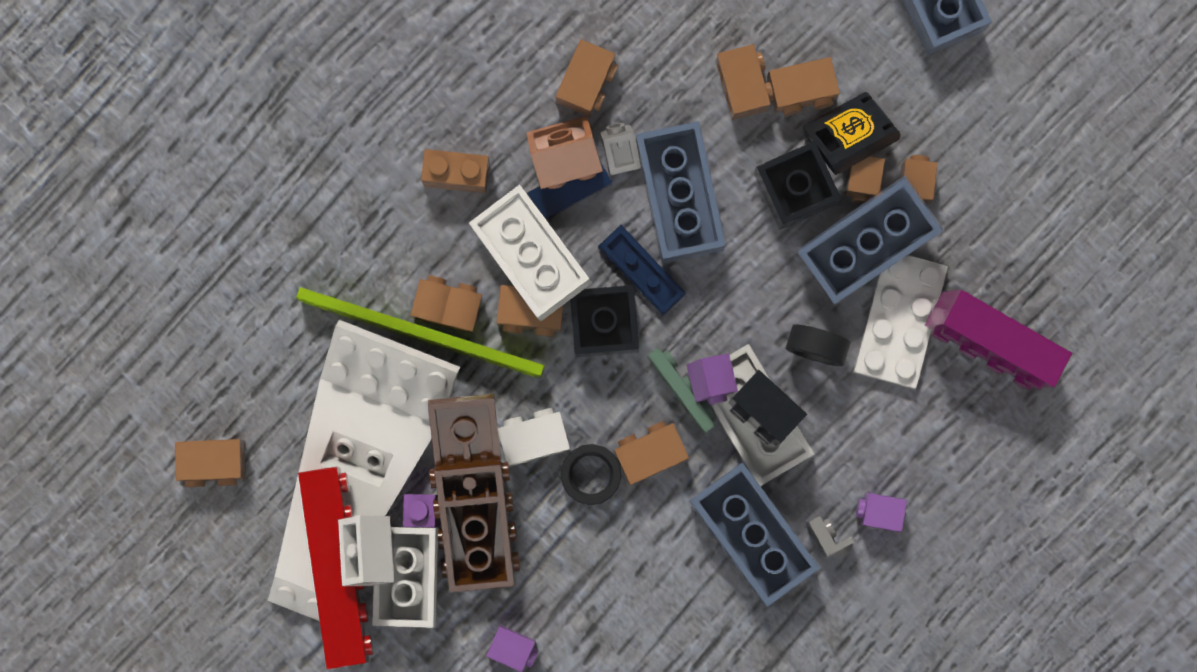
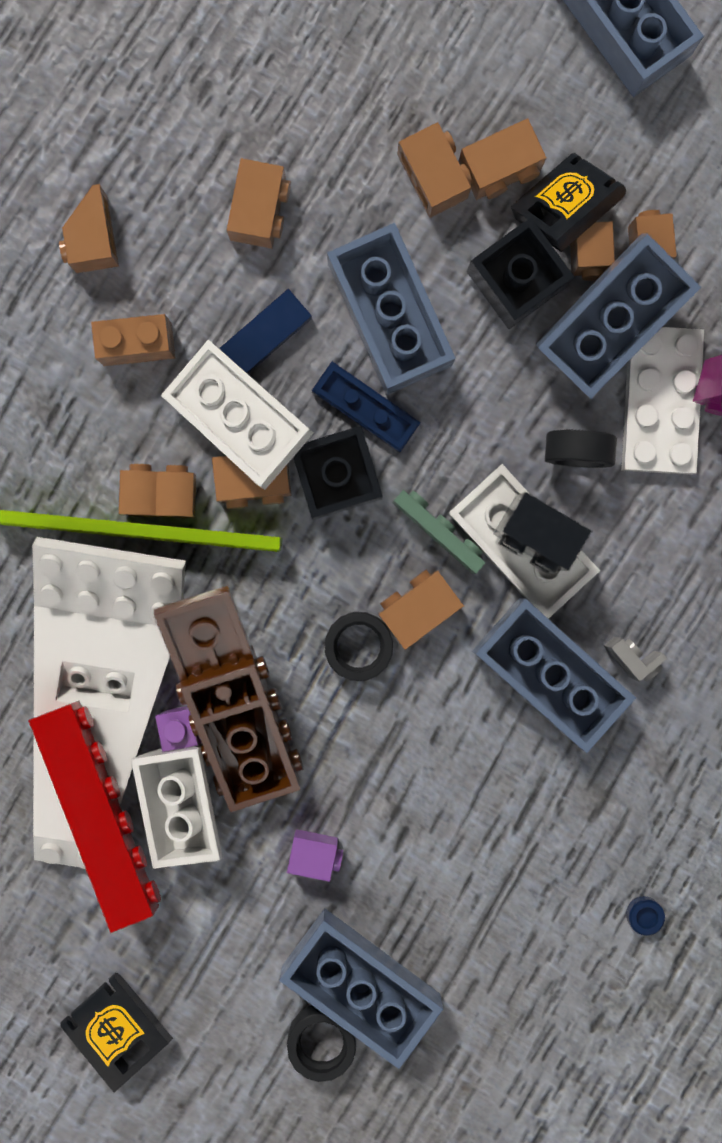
camera: 10 degrees left, 5 degrees up
(366, 550) = (124, 793): white brick -> none
(437, 74) = (89, 234): none -> medium nougat slope
(533, 438) = (286, 620): white brick -> none
(564, 153) = (250, 293): nougat slope -> none
(620, 148) = (313, 275): light grey bracket -> none
(712, 379) = (472, 512): medium lavender brick -> none
(881, 512) = (687, 618): medium lavender brick -> none

